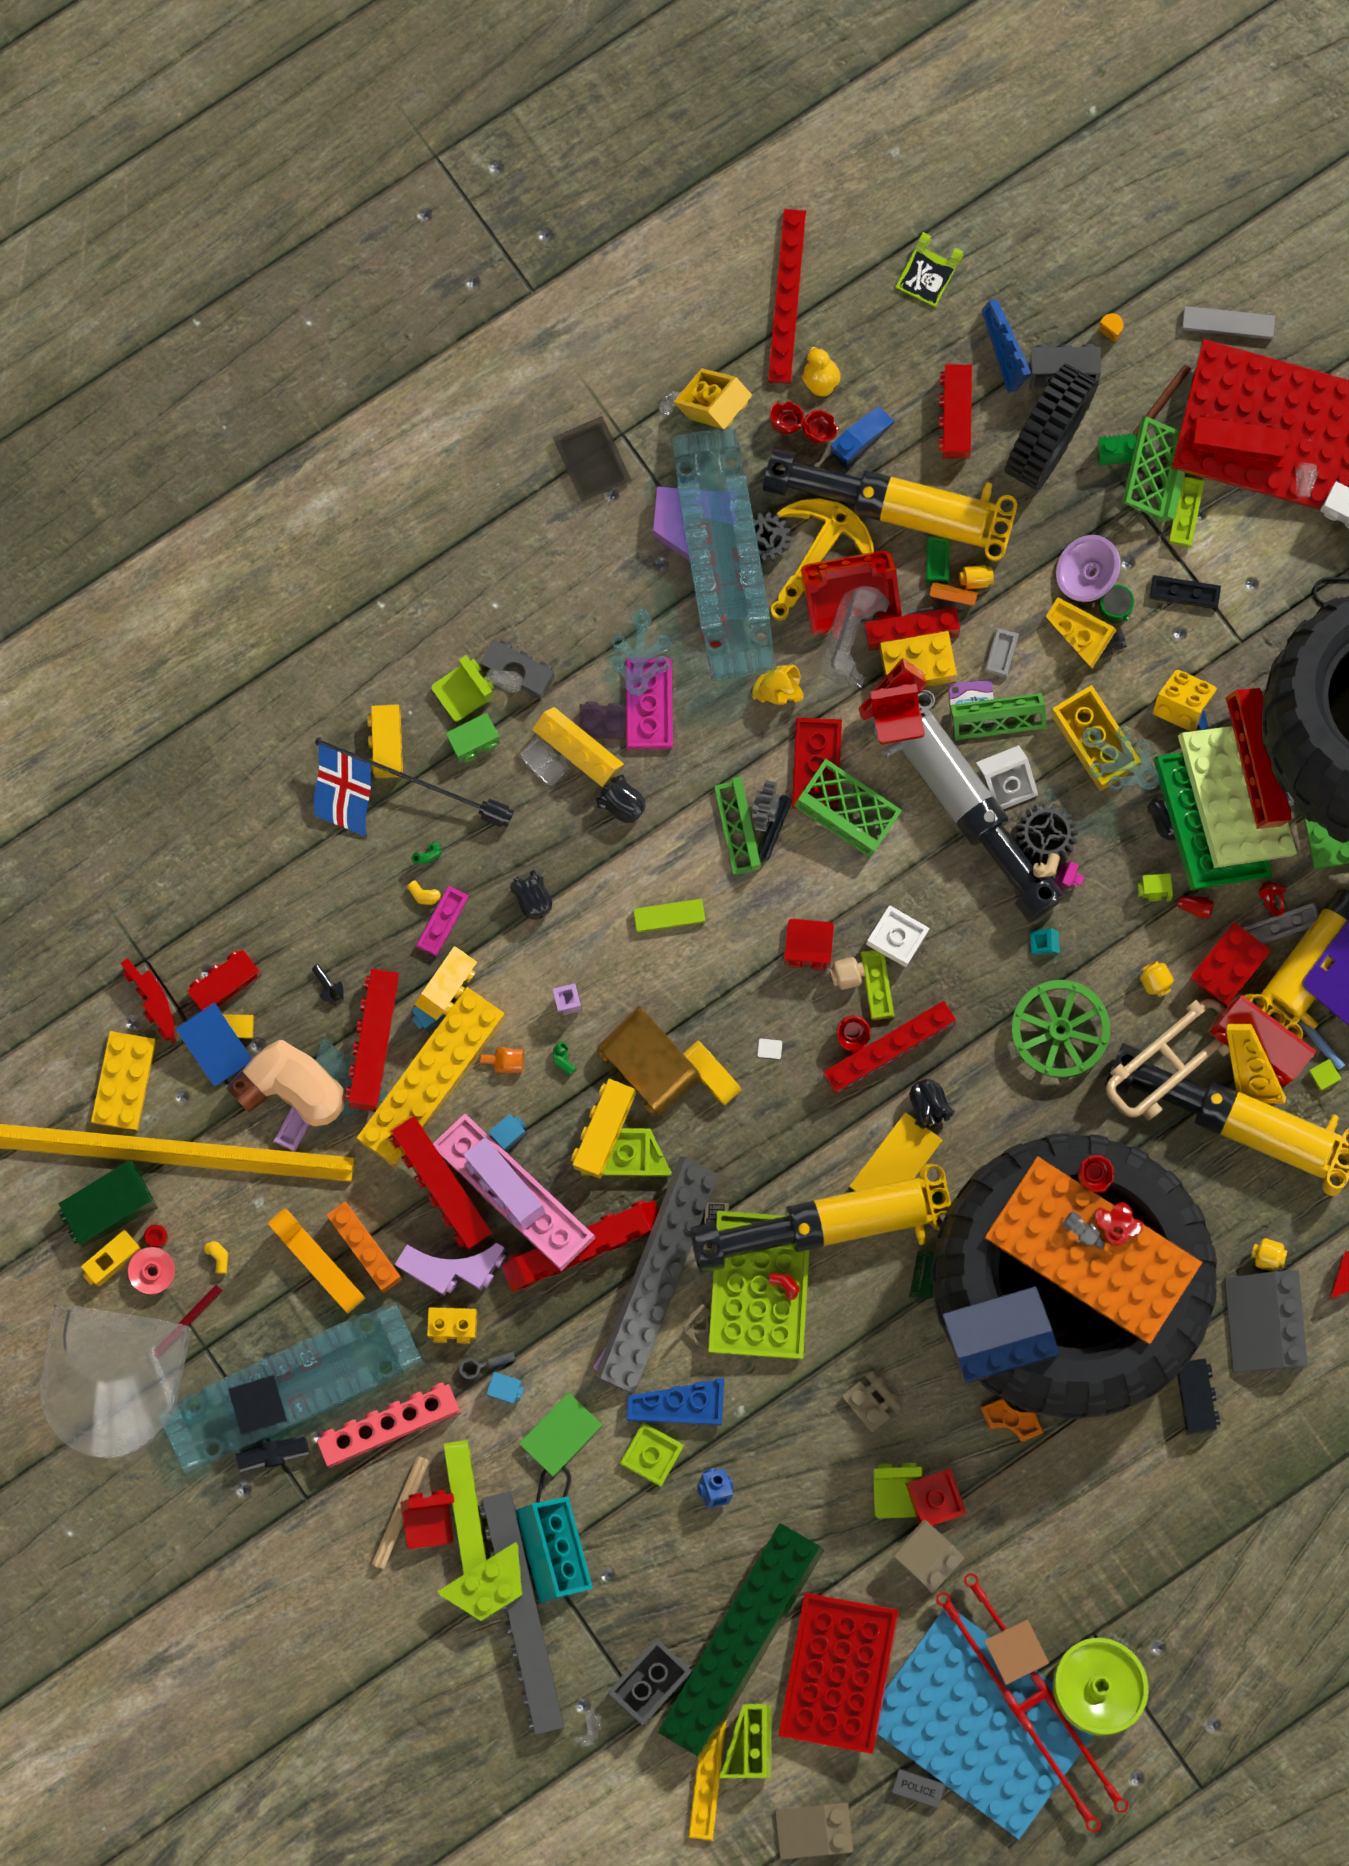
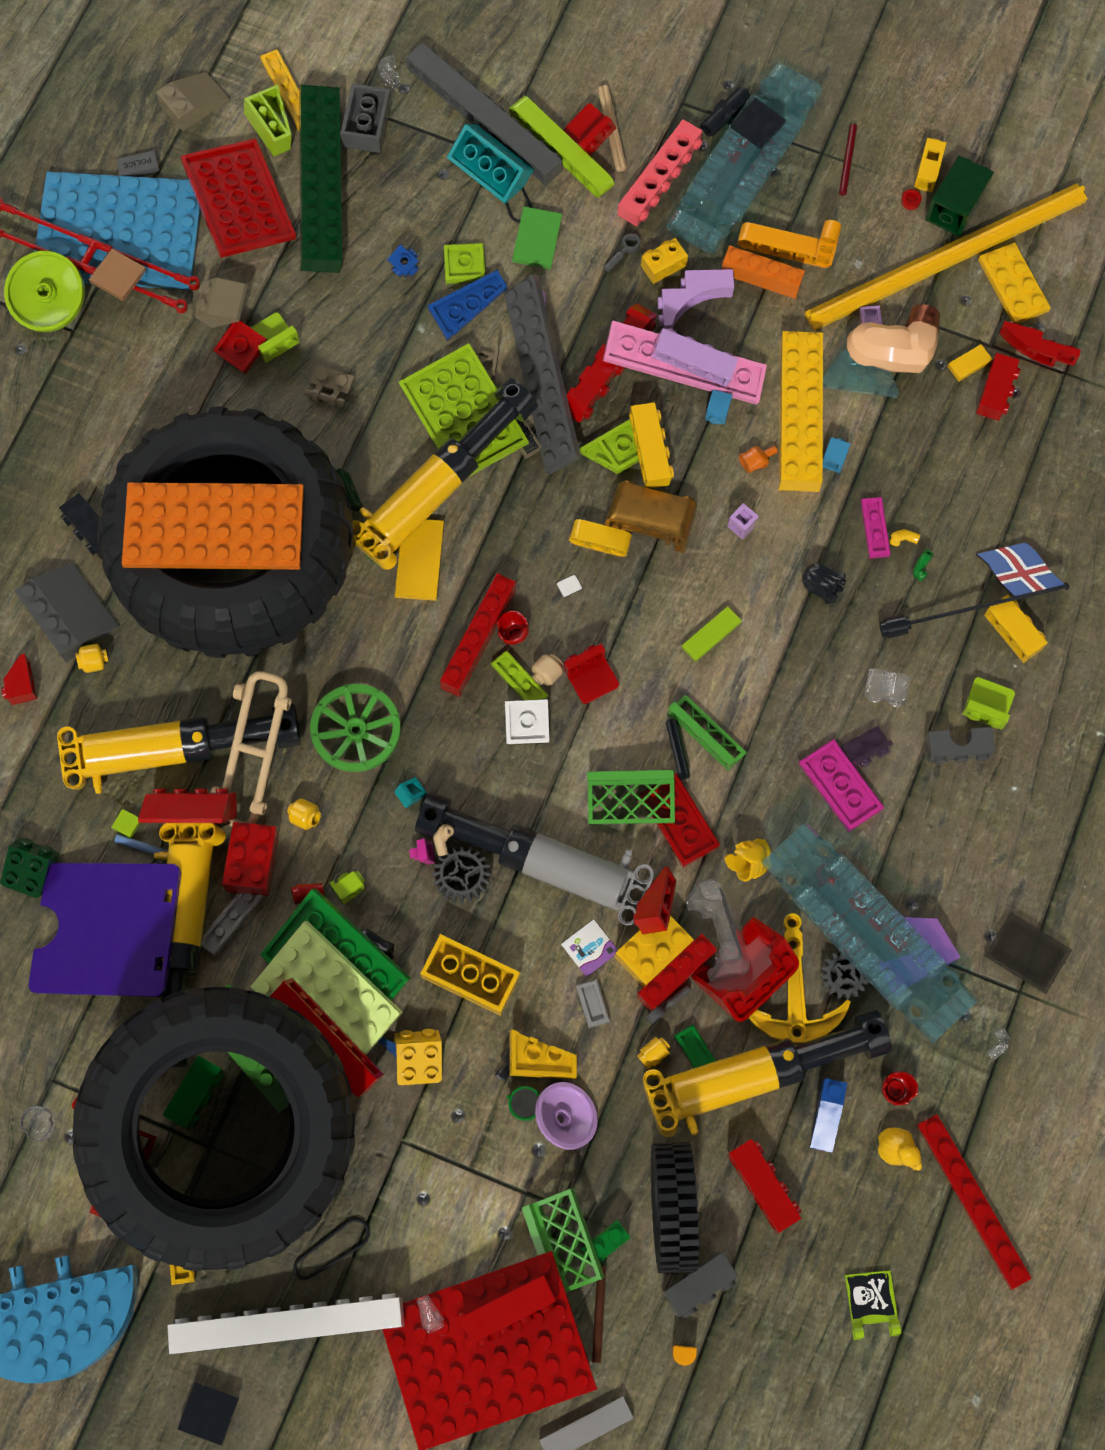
camera: 140 degrees right, 5 degrees down
(110, 1378) = (868, 85): clear windscreen -> none
(141, 1264) = (897, 166): coral dish -> none
(214, 1044) = (971, 339): blue tile -> none
(217, 1251) = (859, 212): yellow arm -> none
(327, 984) = (921, 432): black bar -> none
(373, 1040) = (861, 407): red brick -> none
(439, 1182) = (743, 337): red brick -> none
(446, 984) = (838, 474): yellow brick -> none
(473, 738) = (954, 671): bright green brick -> none
(488, 1585) = (518, 108): lime wing -> none
(505, 1388) = (597, 241): dark azure brick -> none
(507, 680) = (962, 725): clear cone -> none
(560, 1058) = (717, 483): green arm -> none
(578, 746) = (870, 711): yellow brick -> none
(622, 800) = (808, 693): black piece -> none
(640, 656) = (874, 814): clear light blue plant -> none
(713, 398) = (969, 1056): yellow brick -> none
(765, 805) = (695, 753): dark grey gear -> none
(787, 1282) = (443, 421): red arm -> none
(819, 427) = (866, 1097): red hair -> none
(897, 714) = (638, 877): red bracket -> none
(929, 1103) = (421, 611): black piece -> none
(953, 594) = (662, 1021): orange tile -> none
(998, 711) = (563, 949): bright green fence -> none
(1000, 1335) = (245, 421): dark blue slope -> none
(1008, 353) = (755, 1267): blue wing -> none
(1008, 777) = (522, 900): white slope -> none
(1087, 1234) = (239, 527): dark grey piece -> none
(1096, 1173) = (244, 577): red hair -> none
(1118, 1221) = (203, 552): red plate -> none
(1124, 761) = (434, 962): clear light blue plant -> none
(1185, 592) = (474, 1153): black tile -> none
(1187, 512) = (515, 1224): lime plate -> none
(1251, 1066) = (184, 780): yellow wing -> none
(1268, 892) = (251, 938): red piece -> none

